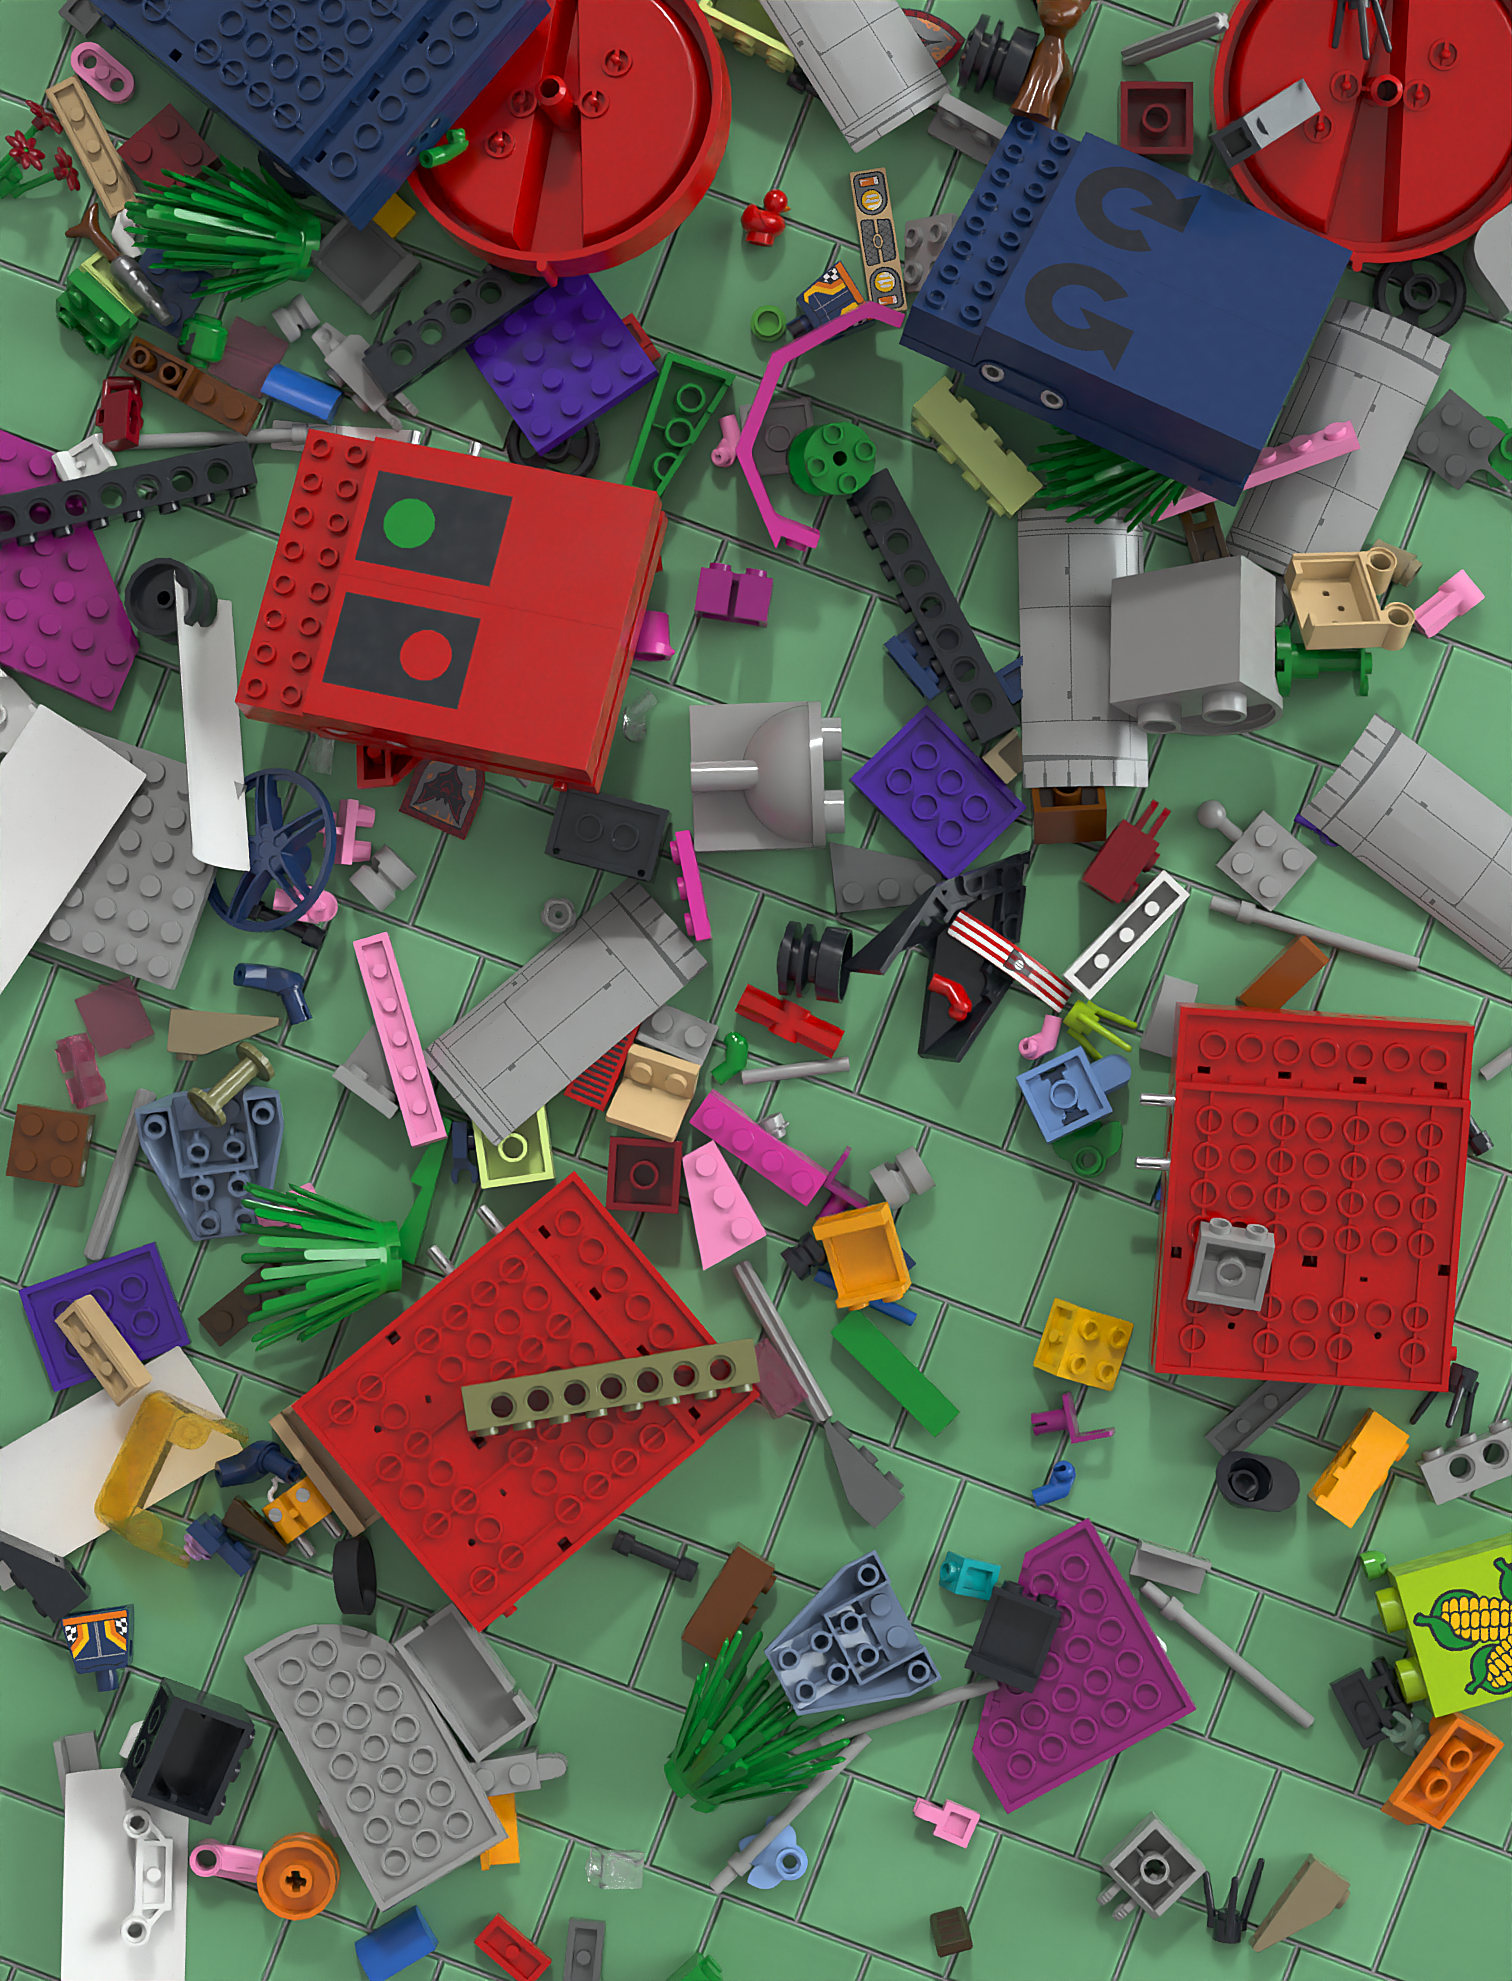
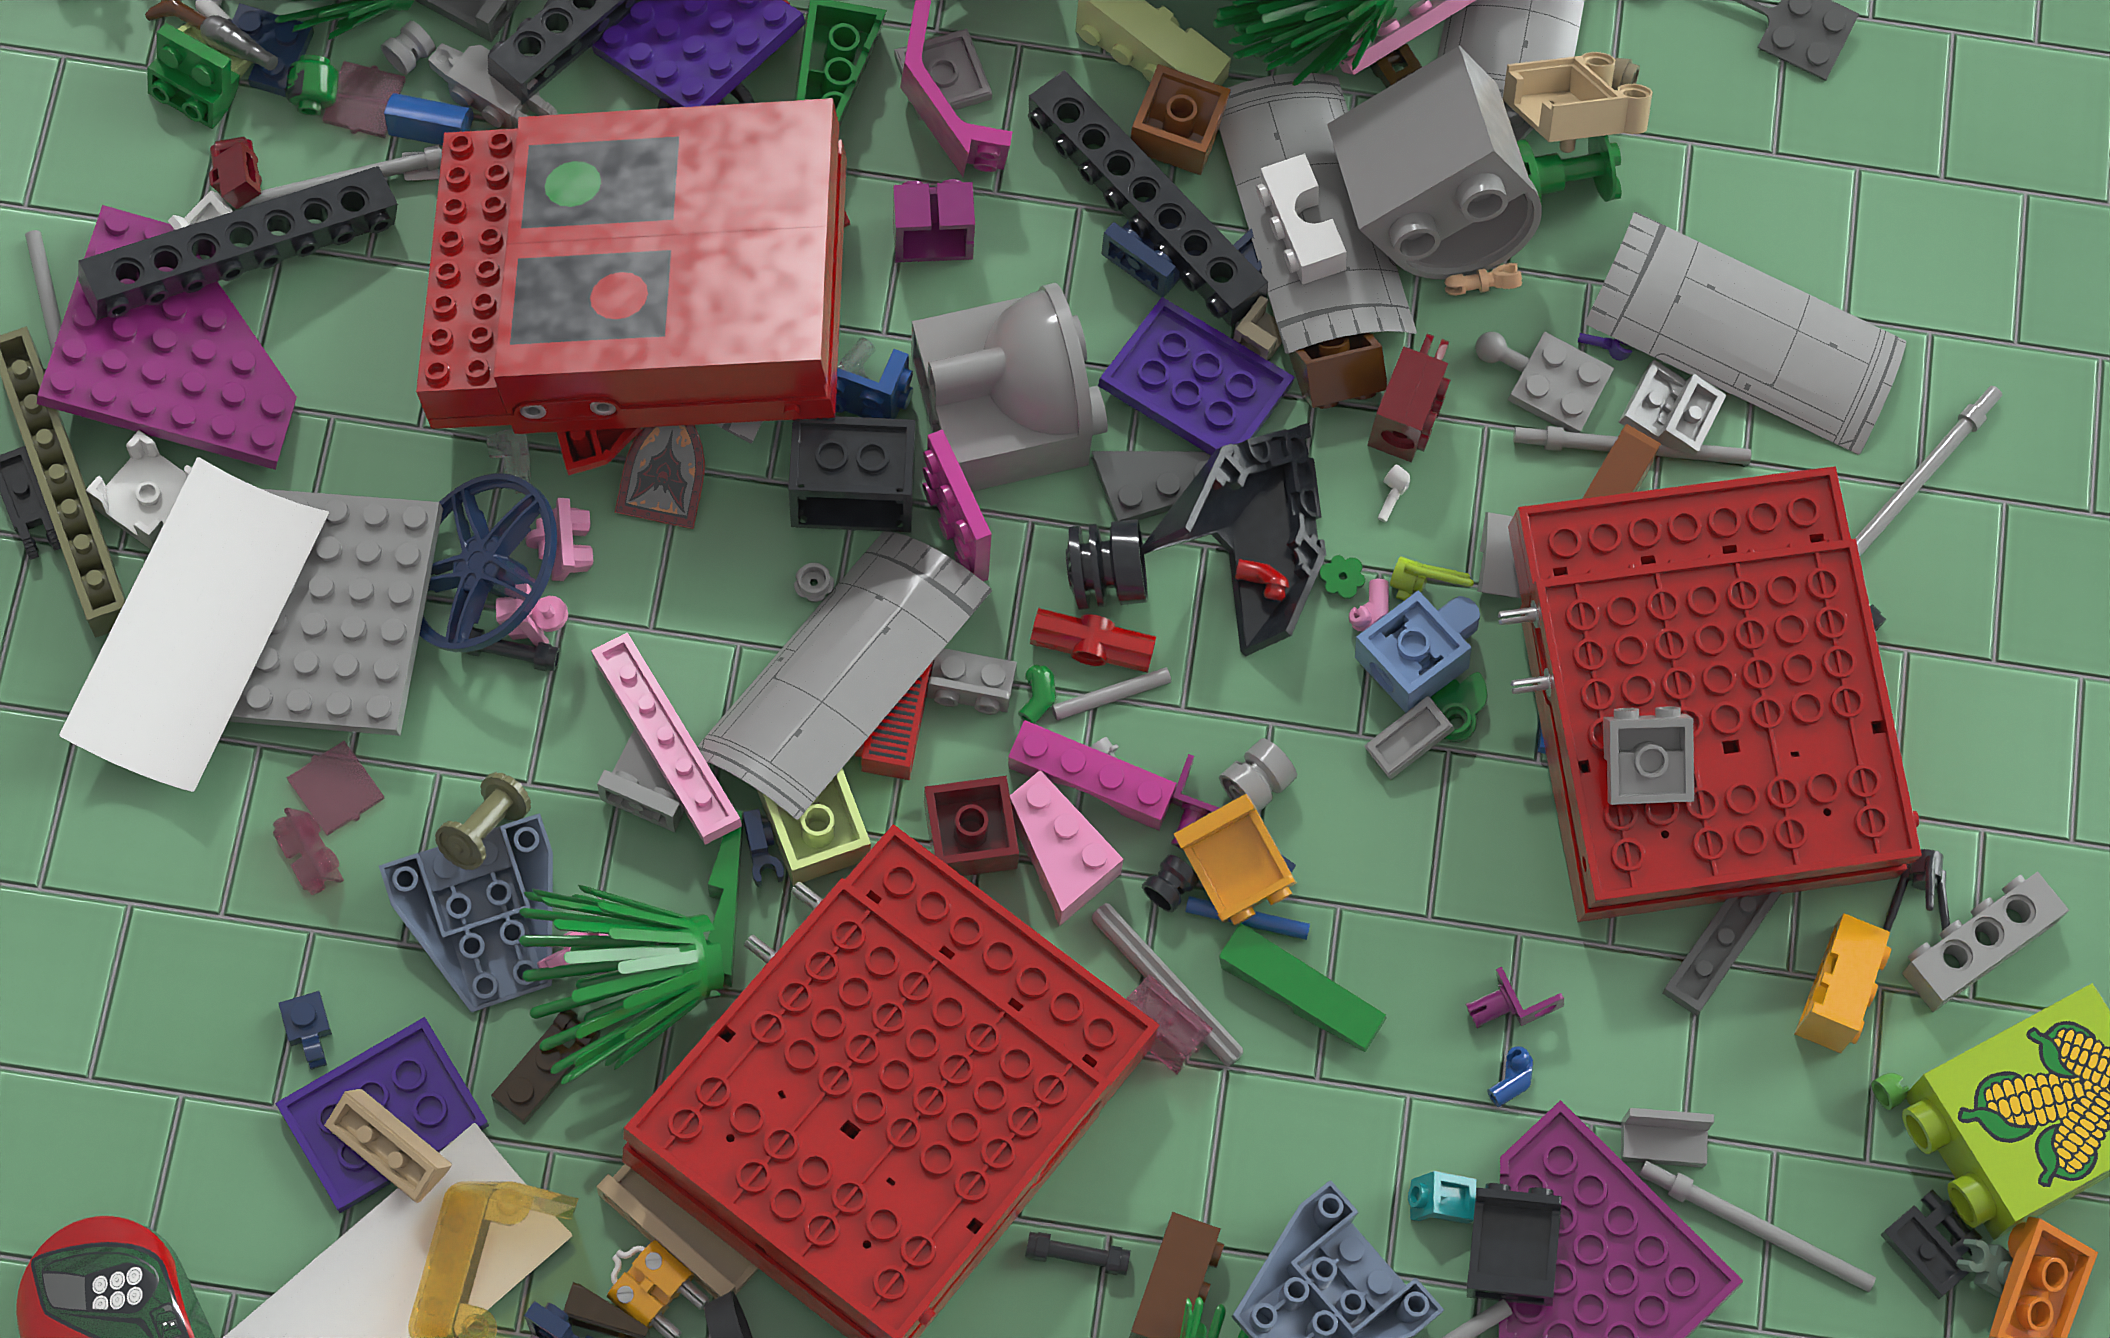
camera: 20 degrees left, 20 degrees down
(50, 1145) = (286, 933): reddish brown piece -> none
(55, 1221) = (305, 1024): none -> dark blue plate
(117, 1181) = (369, 963): light grey axle -> none
(152, 598) = (324, 337): black wheel -> none
(191, 386) = (306, 134): reddish brown slope -> none
(207, 1031) = (449, 775): dark tan slope -> none
(212, 737) = (396, 449): white sticker -> none
(254, 1463) = (591, 1243): dark blue arm -> none
(279, 981) = (514, 710): dark blue arm -> none
(383, 877) = (609, 580): light grey wheel -> none
(654, 638) = (858, 288): dark pink piece -> none
(654, 1093) = (962, 734): tan bracket -> none
(664, 754) = (876, 399): none -> blue bracket
(725, 453) = (891, 96): bright pink arm -> none
(738, 1353) = (1122, 970): olive brick -> none
(830, 459) = (1002, 70): green piece -> none
(864, 1484) = (1297, 1117): dark grey slope -> none
(982, 535) = (1179, 119): none -> dark orange slope
(1011, 960) = (1318, 528): sticker -> none
(1025, 1015) = (1339, 567): none -> green plant
(1043, 1168) = (1409, 737): none -> light grey tile
(1059, 636) = (1311, 248): none -> white arch
(1083, 1345) = (1502, 915): yellow bracket -> none
(1095, 924) = (1399, 481): none -> white hand
(1125, 935) = (1433, 478): white brick -> none
(1198, 745) = (1503, 276): none -> light nougat piece
(1257, 1482) = (1732, 1021): black piece -> none
(1359, 908) = (1673, 409): none -> light grey slope
(1451, 600) = (1680, 94): bright pink piece -> none

